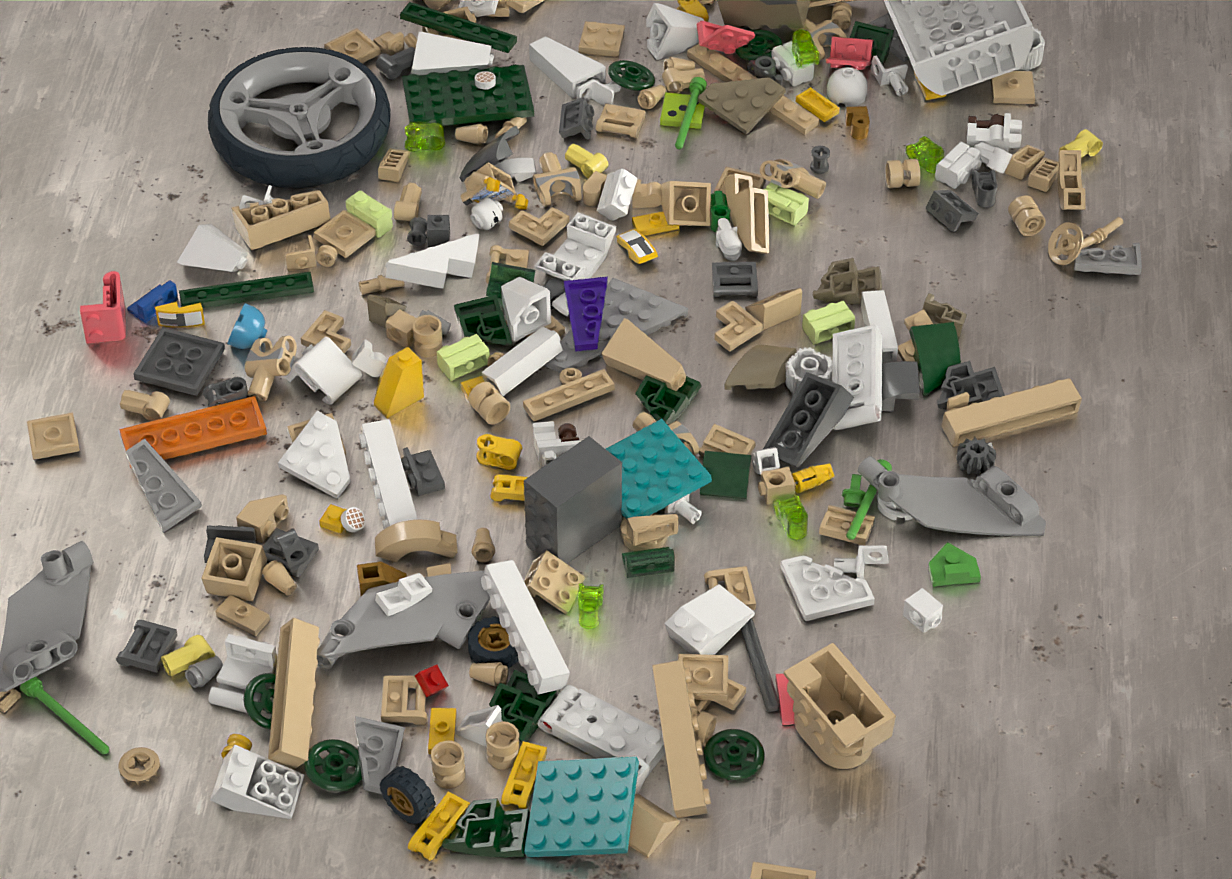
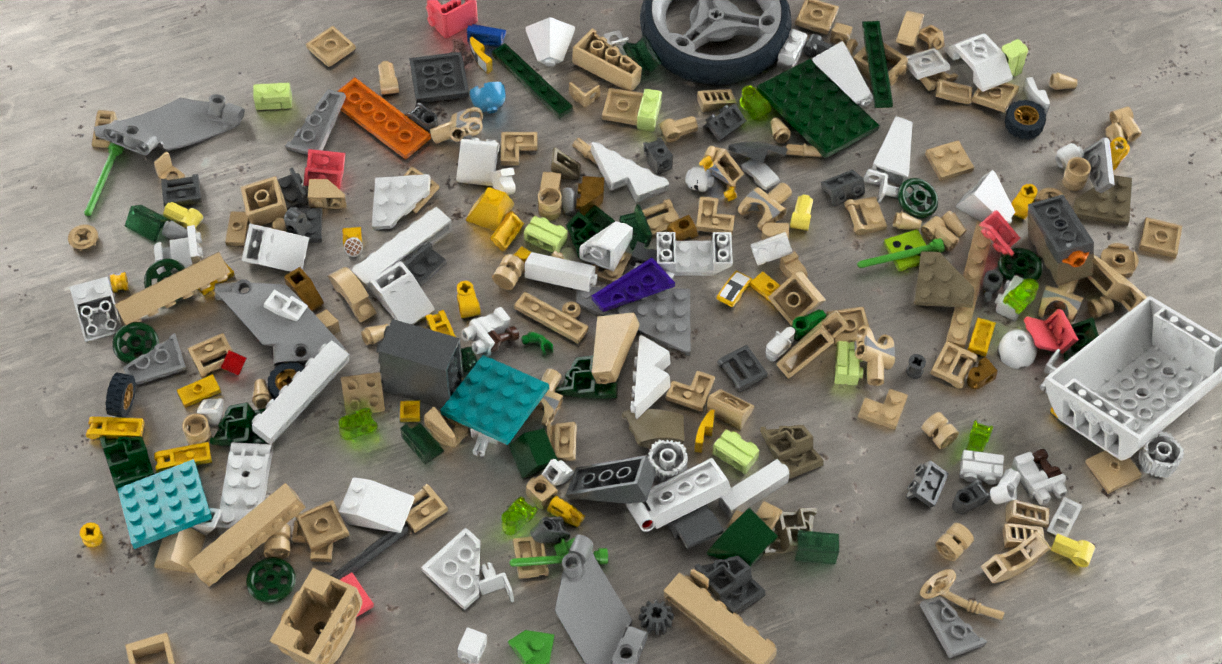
camera: 60 degrees right, 10 degrees up
(83, 510) = (272, 96): none -> yellowish green brick
(103, 648) = (164, 167): none -> tan bracket
(167, 695) = (145, 222): none -> clear green panel
(222, 502) = (325, 166): none -> coral slope
(293, 184) = (643, 55): none -> clear green panel
(306, 584) = (274, 248): none -> white slope
(328, 251) = (593, 106): tan bush -> none
(392, 83) = (791, 50): none -> white brick
(428, 167) = (725, 122): none -> dark grey bracket
(435, 388) = (507, 231): none -> yellow plate
(437, 299) = (591, 193): none -> pearl gold slope
(448, 764) = (164, 407): tan wheel -> none
(453, 500) = (401, 294): none -> white slope
(485, 80) = (834, 108): white tile -> none
(535, 252) = (683, 228): none -> pearl gold leg
(599, 413) = (533, 337): none -> green piece
(603, 553) = (409, 411): none -> yellow plate
(703, 346) = (649, 377): none -> white slope
(784, 331) = (705, 429): none -> yellow slope
(826, 135) = (947, 362): none -> tan plate
(830, 494) = (550, 530): none -> dark grey piece
(852, 203) = (887, 413): none -> tan plate
(975, 306) = (817, 547): none -> clear green panel
(1042, 138) = (1064, 517): none -> white slope

